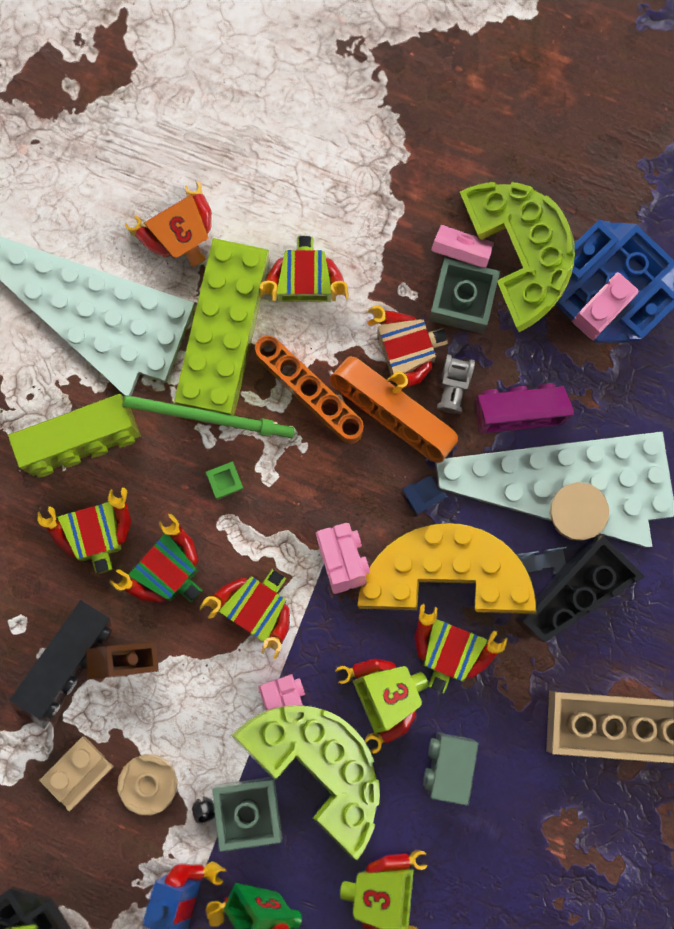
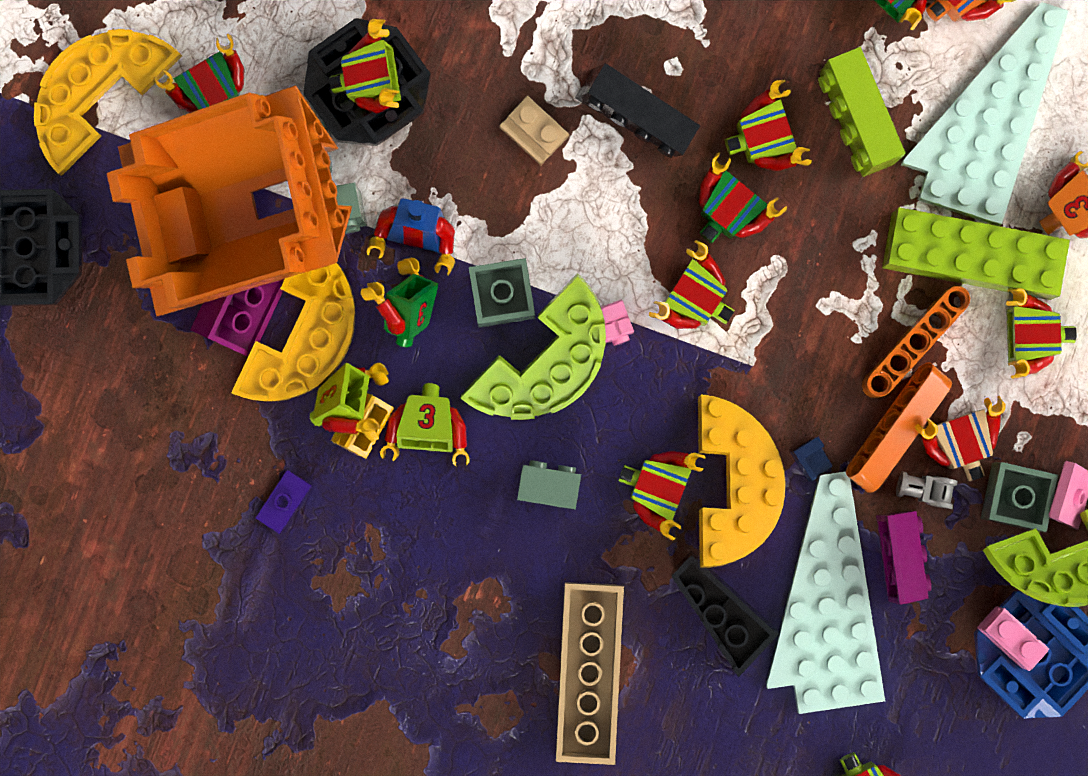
camera: 90 degrees right, 5 degrees up
(122, 660) = (643, 168): reddish brown brick -> none
(157, 784) = (523, 206): tan tile -> none
(204, 810) = (502, 251): black hinge -> none
(224, 480) = (820, 261): bright green plate -> none
(263, 427) = (876, 297): bright green bar -> none
(341, 557) = (748, 377): bright pink brick -> none
(387, 696) = (614, 424): lime torso -> none
(546, 560) = (747, 573): sand blue piece -> none
(579, 511) = (801, 613): tan tile -> none

